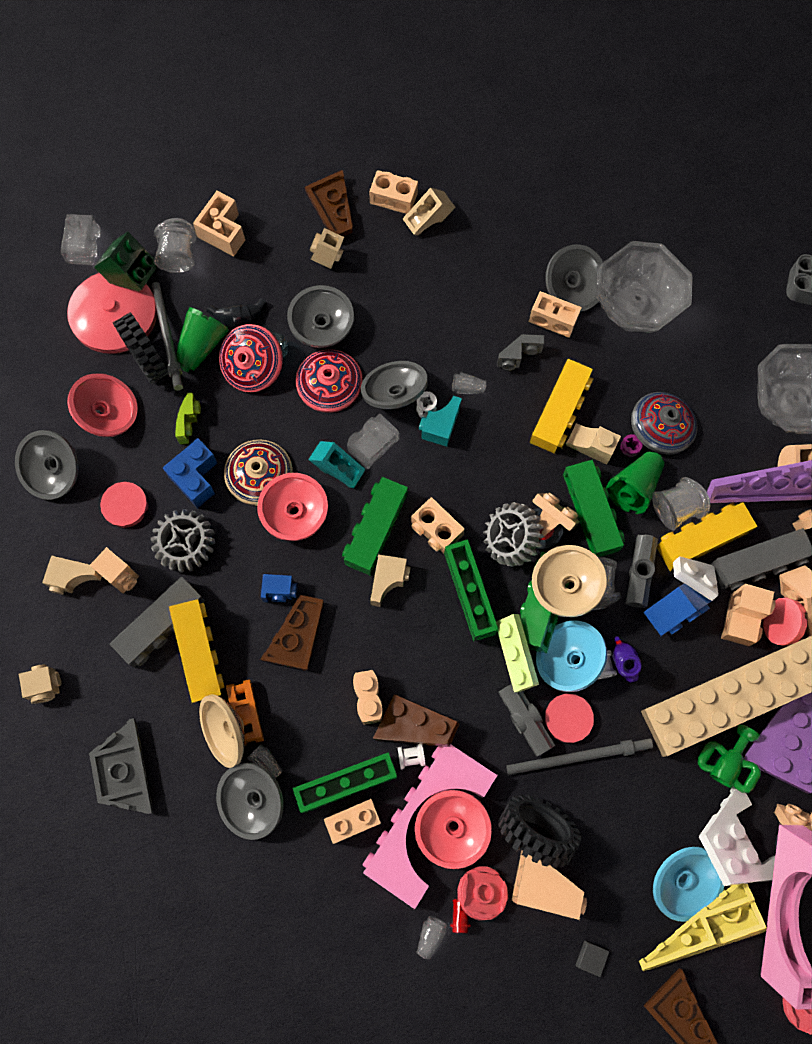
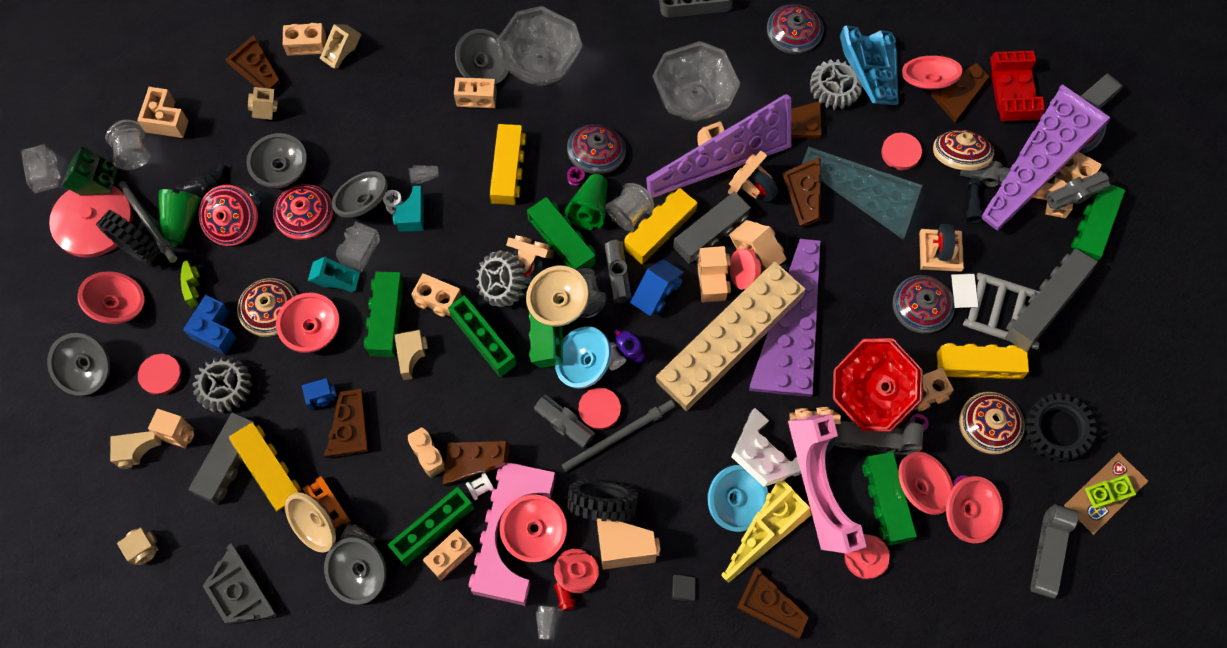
camera: 20 degrees left, 5 degrees down
(511, 355) = (461, 124): dark grey slope -> none
(517, 653) = (537, 370): yellowish green plate -> none
(593, 442) = (544, 184): tan arch -> none
(697, 576) = (661, 257): white wing -> none
(731, 761) = (741, 393): green piece -> none

